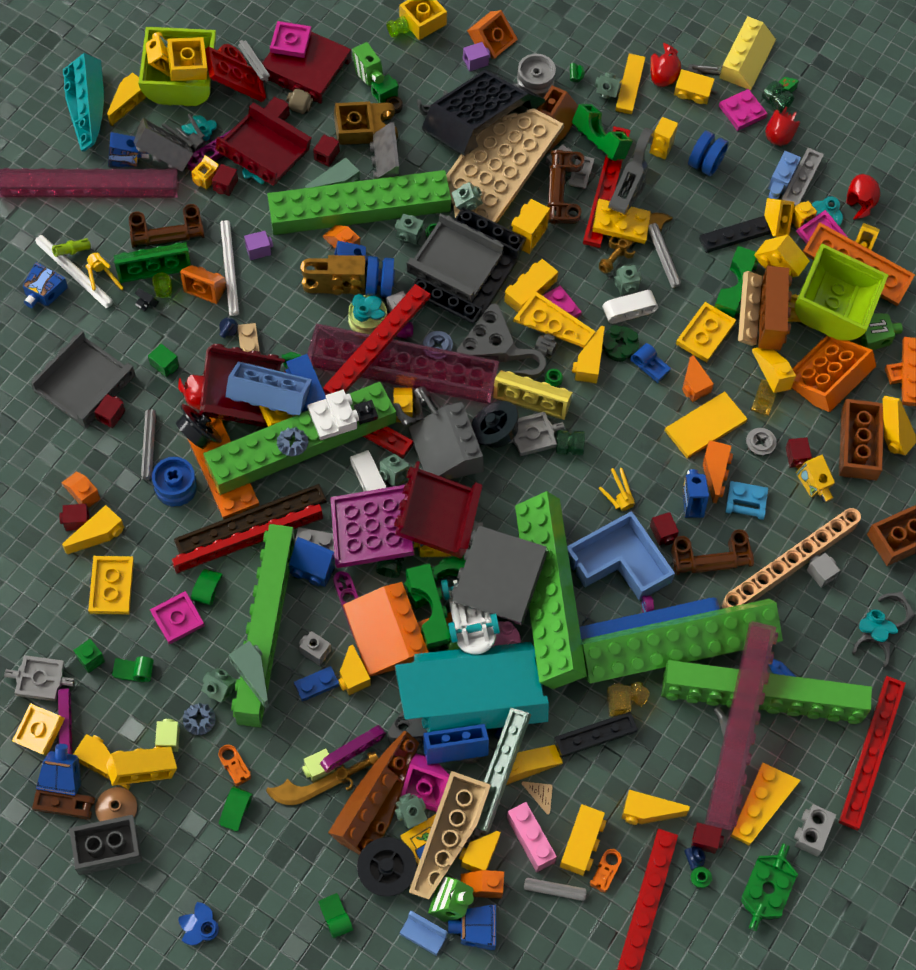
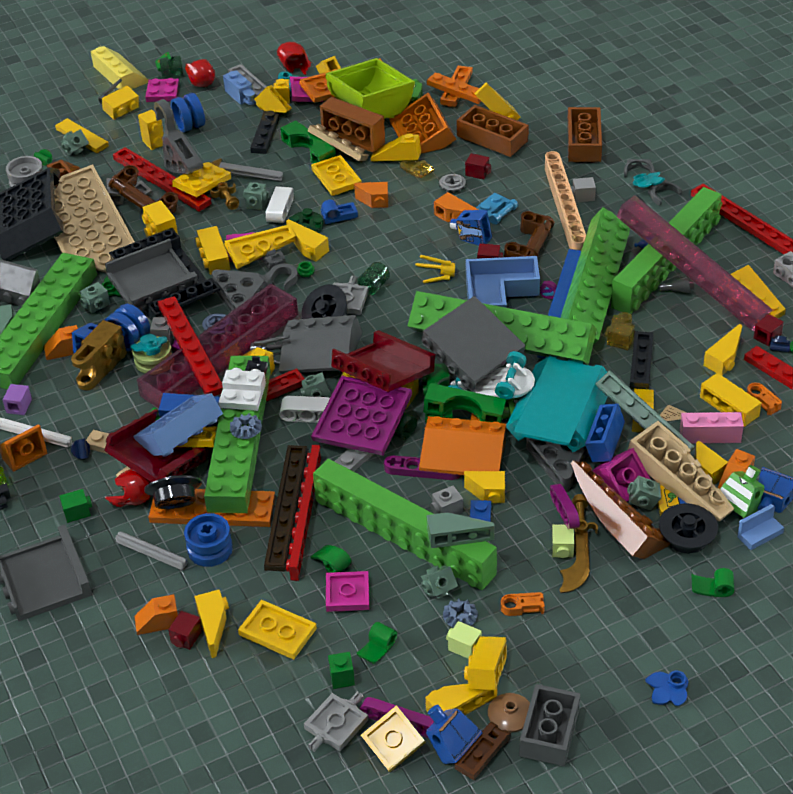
camera: 55 degrees left, 20 degrees down
(110, 410) = (94, 564): dark red brick -> none
(234, 808) = (569, 614): green panel -> none
(312, 562) = (368, 463): blue slope -> none
(405, 419) = (274, 359): dark grey cap -> none
(467, 197) = (102, 245): sand green brick -> none
(532, 394) = (326, 273): light yellow slope -> none
(555, 889) = (763, 434): light grey axle -> none
(588, 121) = (134, 151): green arch -> none
(666, 68) = (91, 109): red helmet -> none
(705, 423) = (415, 206): yellow tile -> none
(782, 253) = (307, 106): yellow brick -> none
(816, 478) = (507, 162): yellow torso -> none

